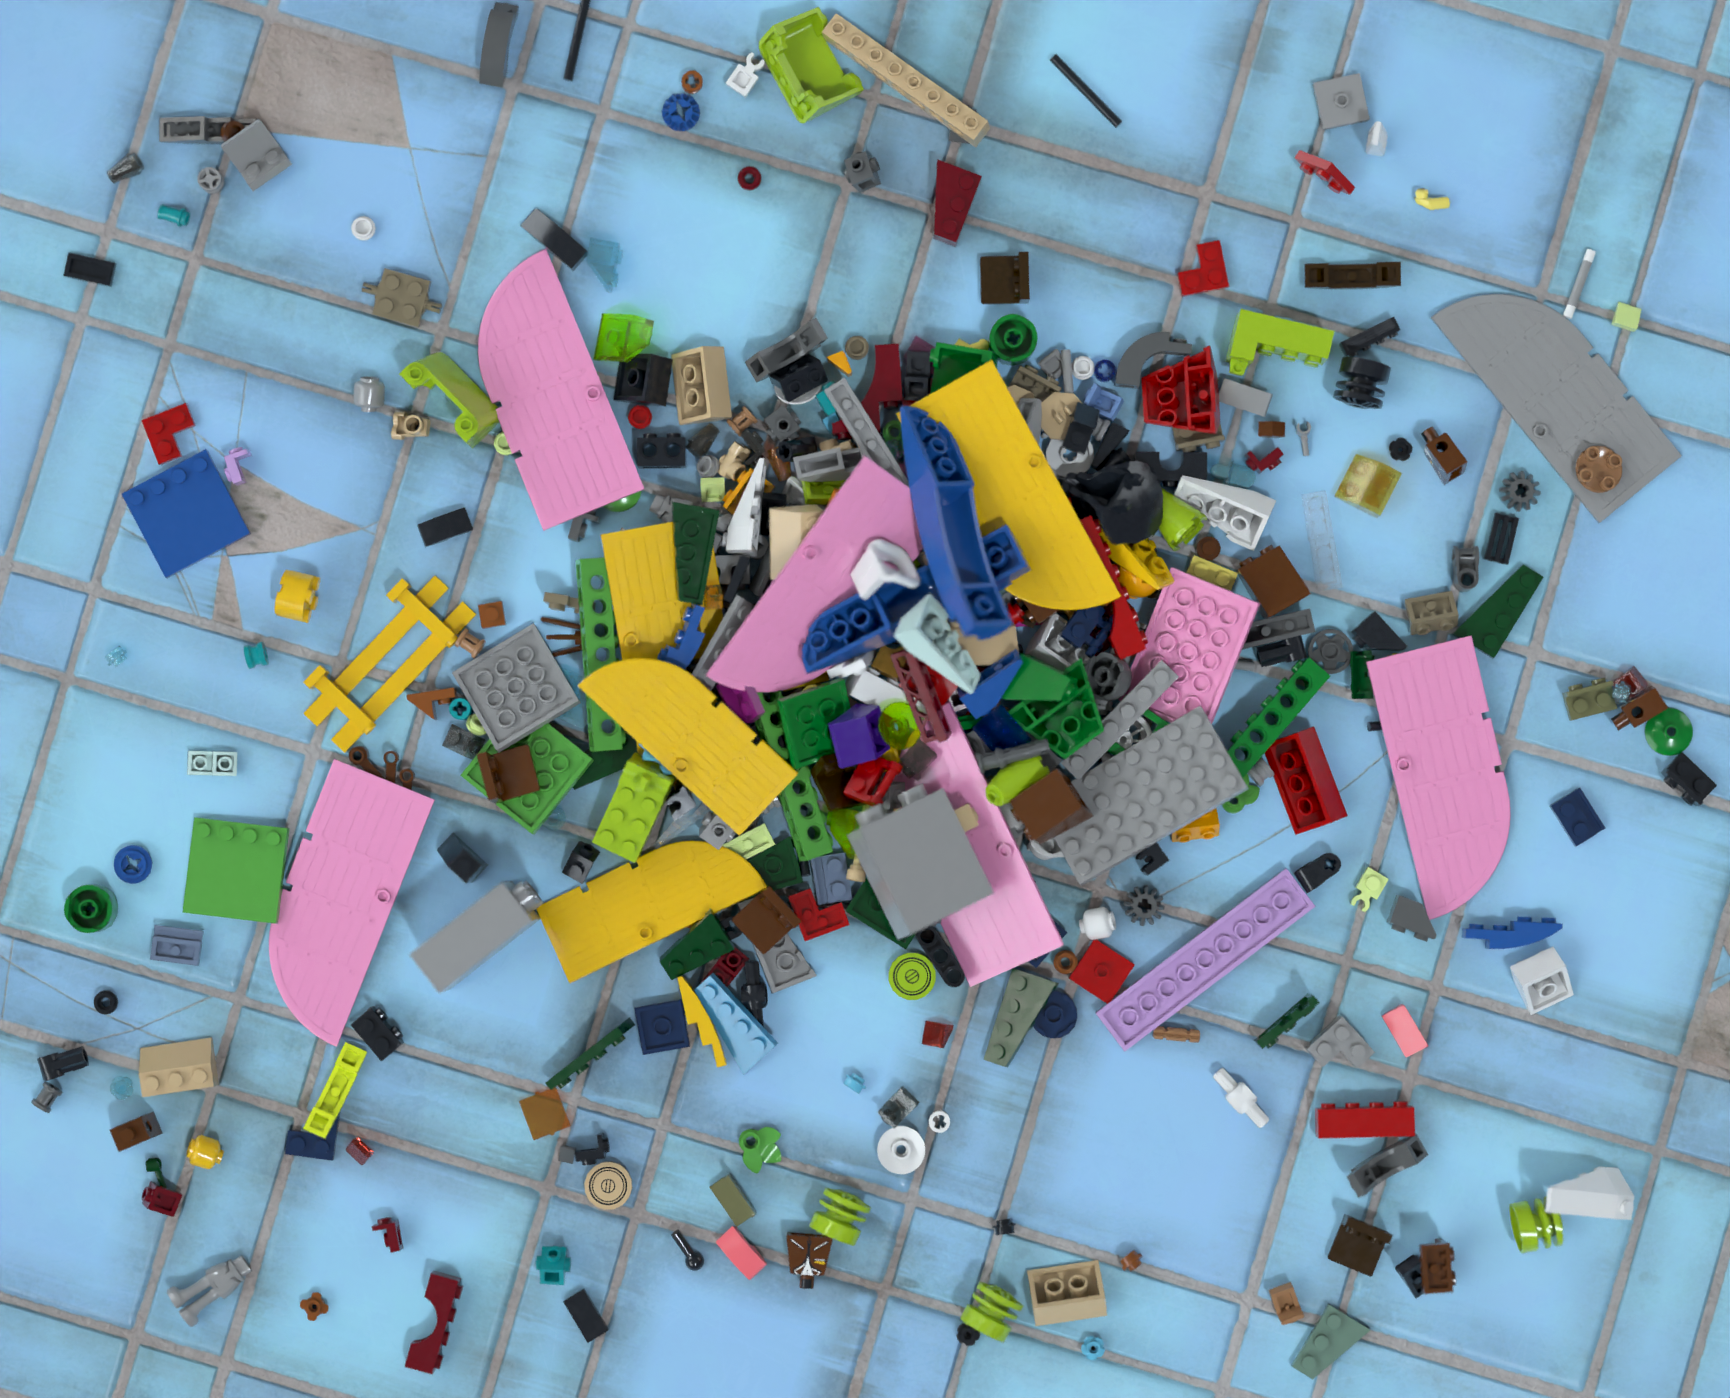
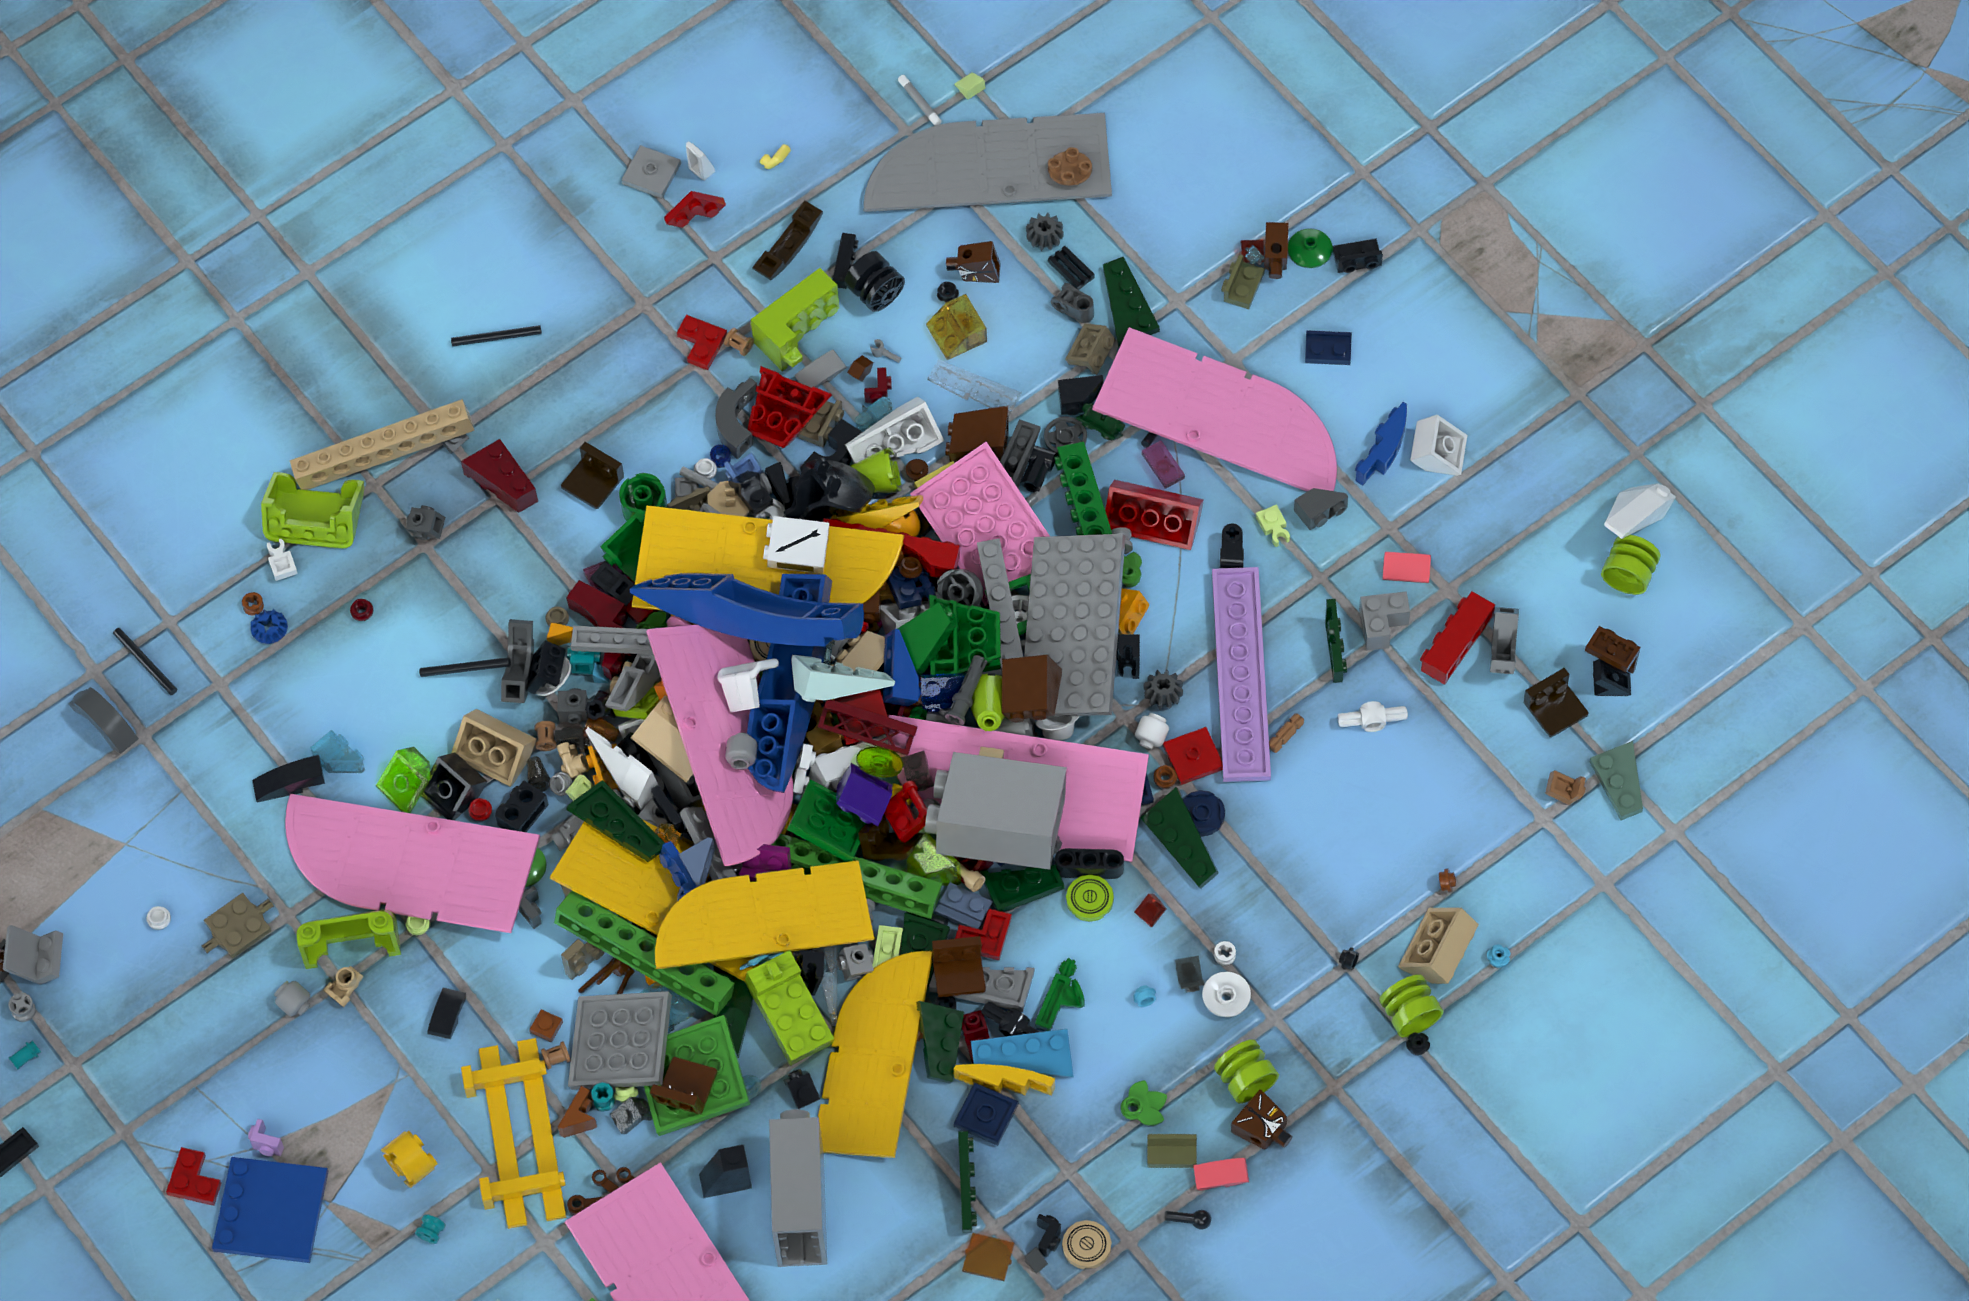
camera: 55 degrees left, 25 degrees down
(696, 648) = (698, 860): none -> sand blue slope
(755, 307) = (465, 667): none -> black bar
(807, 1013) = (1060, 995): none -> green piece
(816, 613) = (741, 751): none -> light grey head
(1043, 516) = (796, 544): none -> white brick
(1100, 618) = (910, 567): none -> reddish brown plate
(1224, 305) = (738, 341): none -> medium nougat bush
(1360, 755) = (1163, 464): none -> clear pink plate

